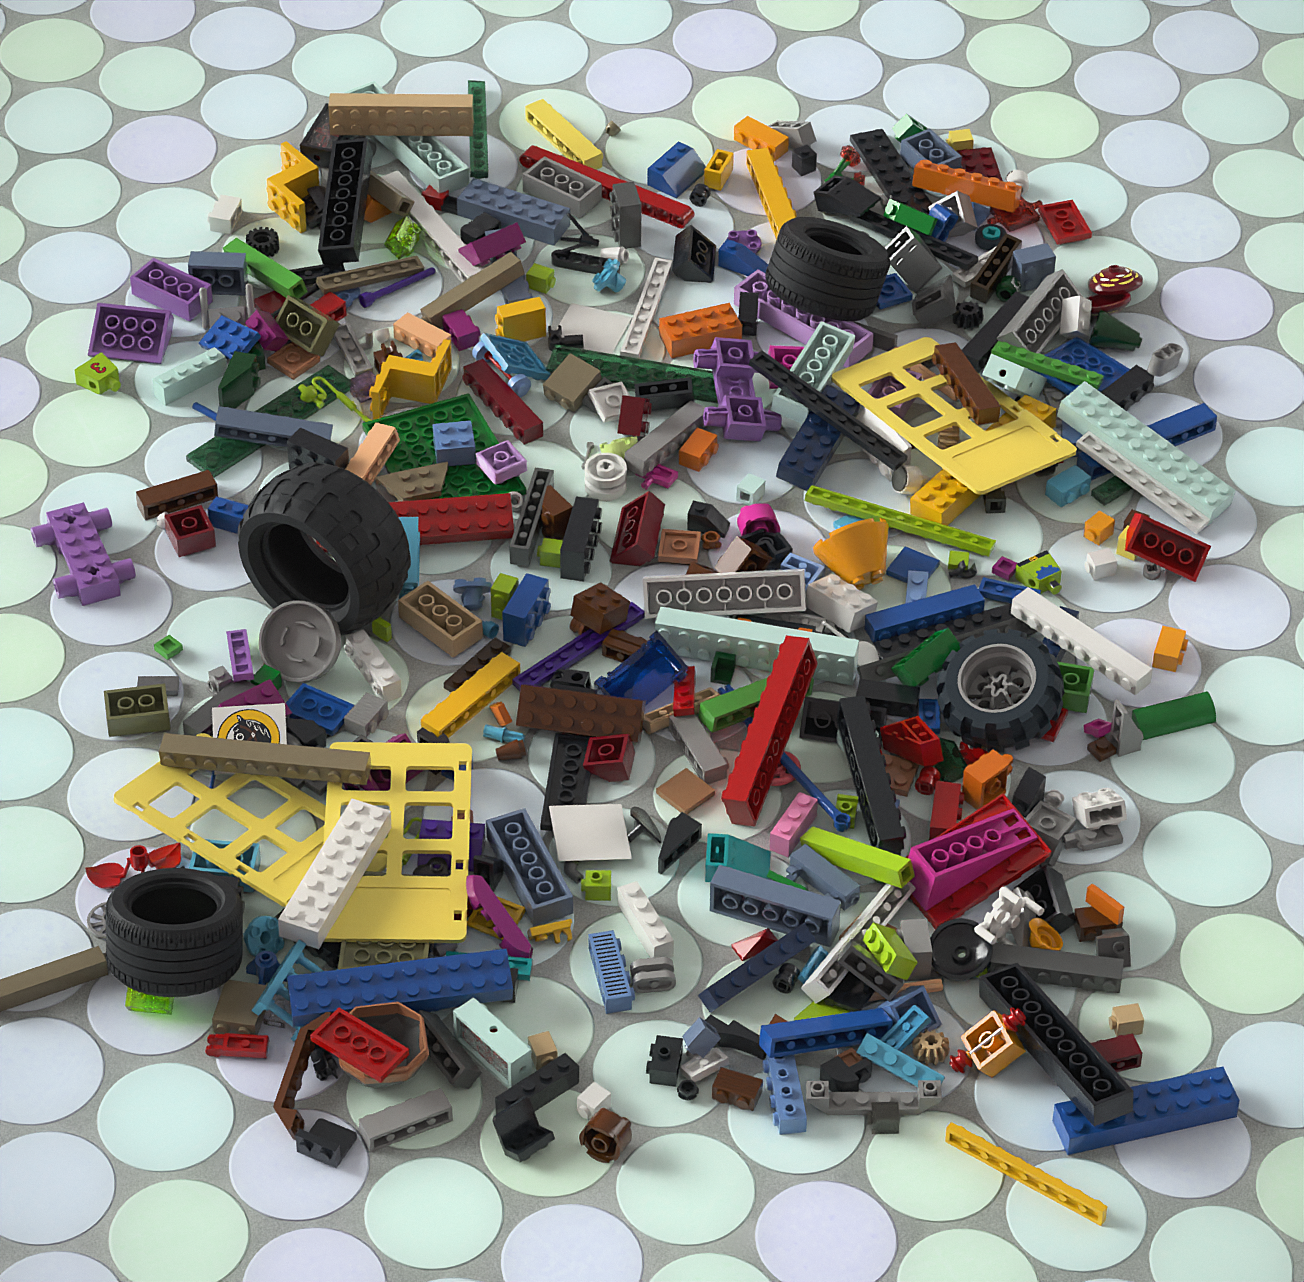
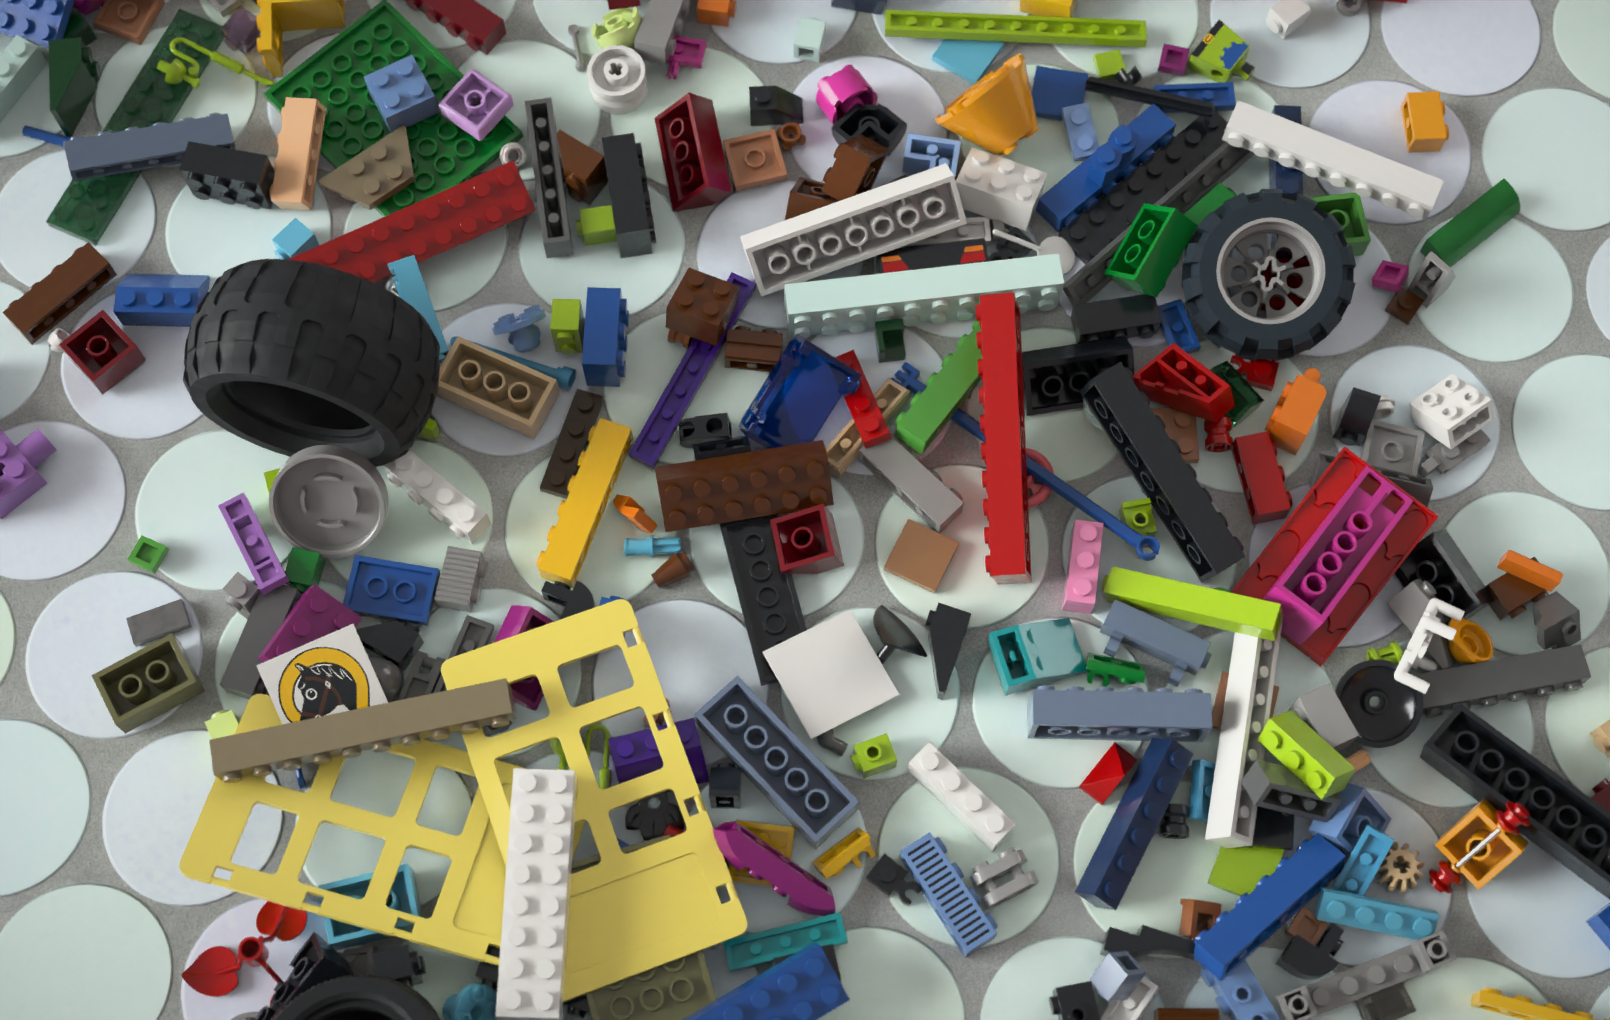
camera: 20 degrees left, 25 degrees up
(577, 954) = (889, 877): none -> black plate
(926, 600) = (1112, 156): none -> blue brick
(971, 579) = (1150, 96): none -> black axle

